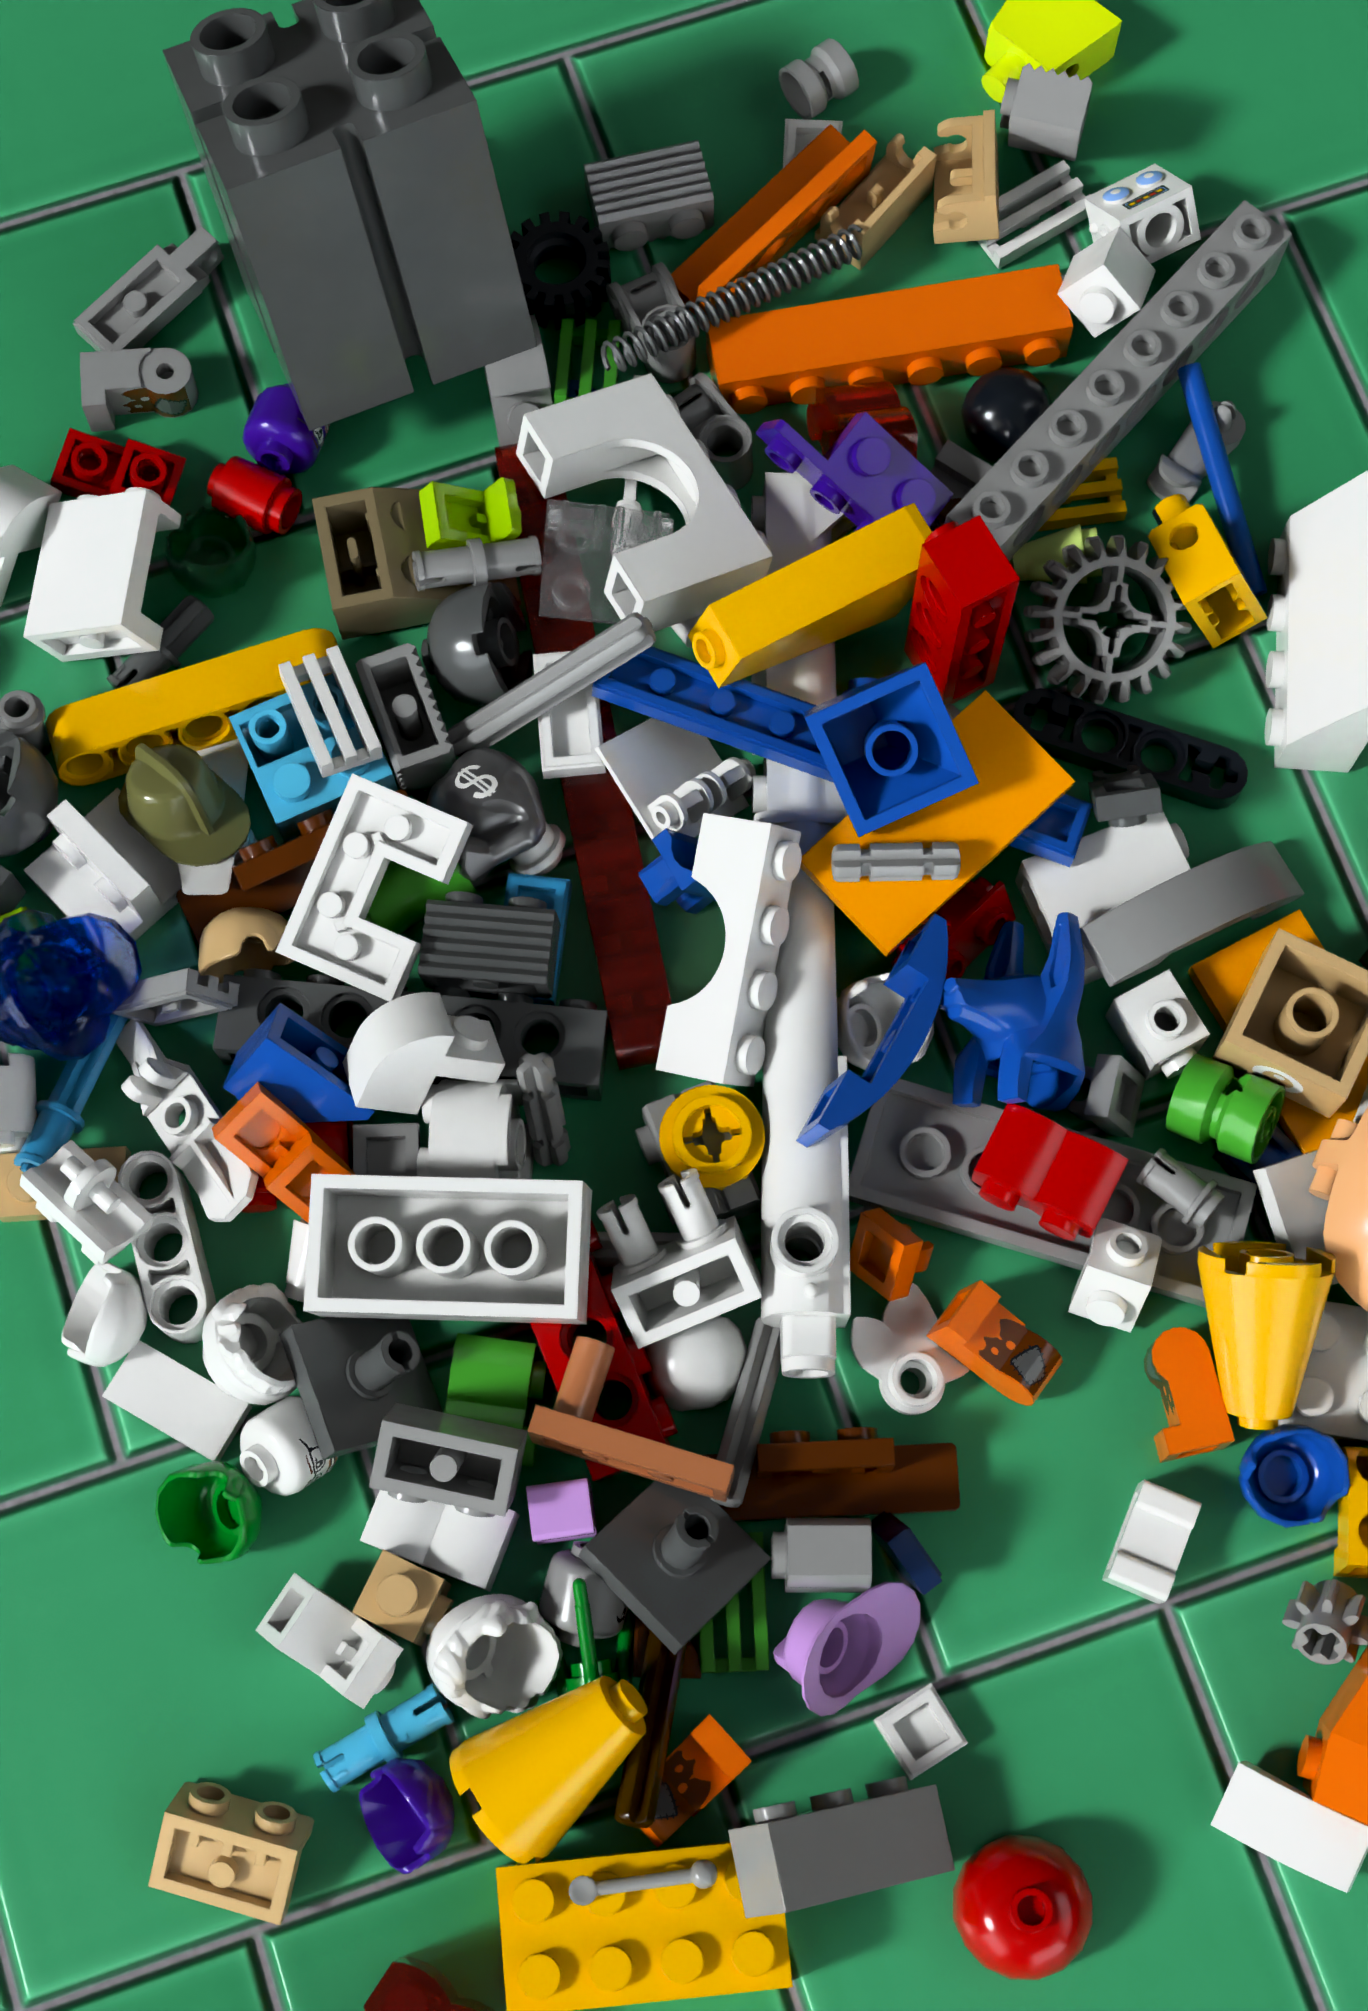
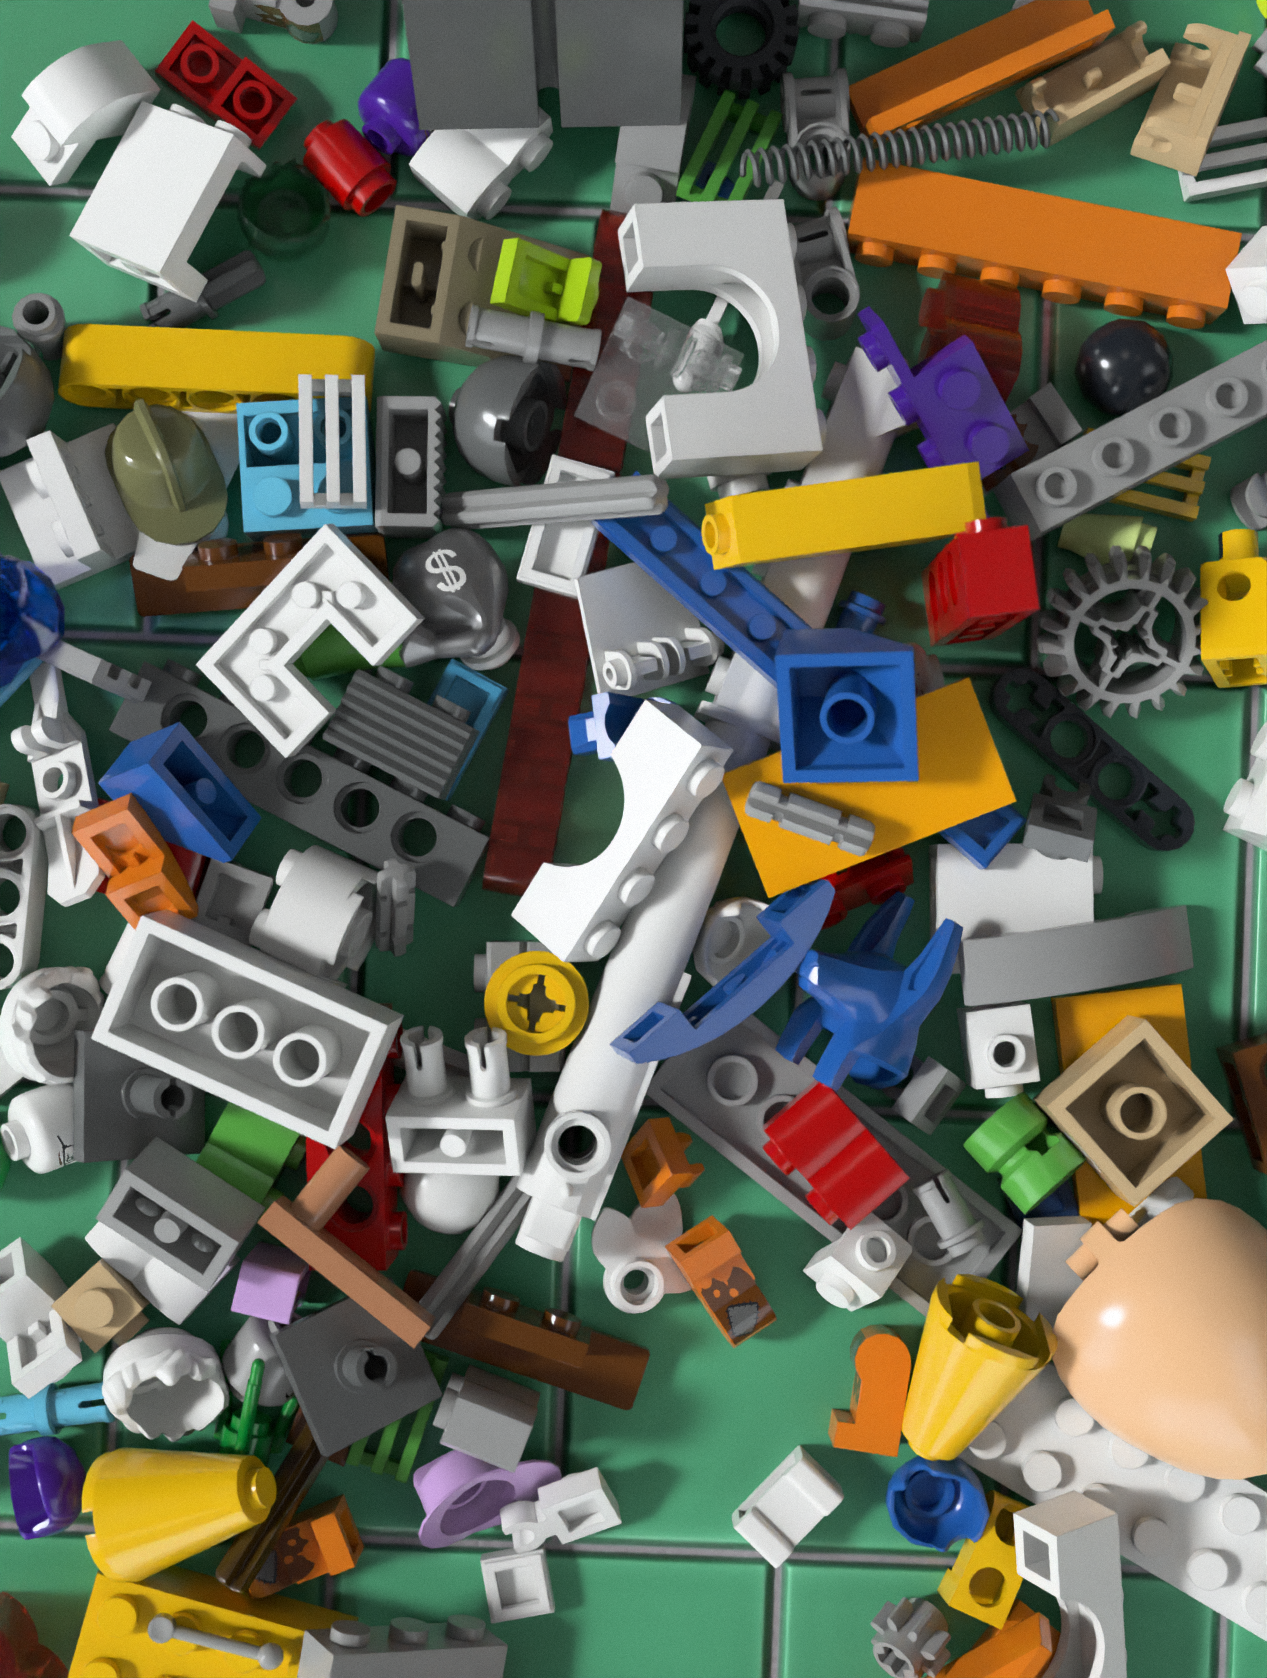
camera: 15 degrees right, 15 degrees up
(241, 941) = (173, 626): tan hair -> none
(369, 446) = (475, 165): none -> white brick
(411, 1043) = (291, 815): white brick -> none
(905, 1552) = (564, 1434): dark blue tile -> none
(942, 1627) = (565, 1508): none -> white plate

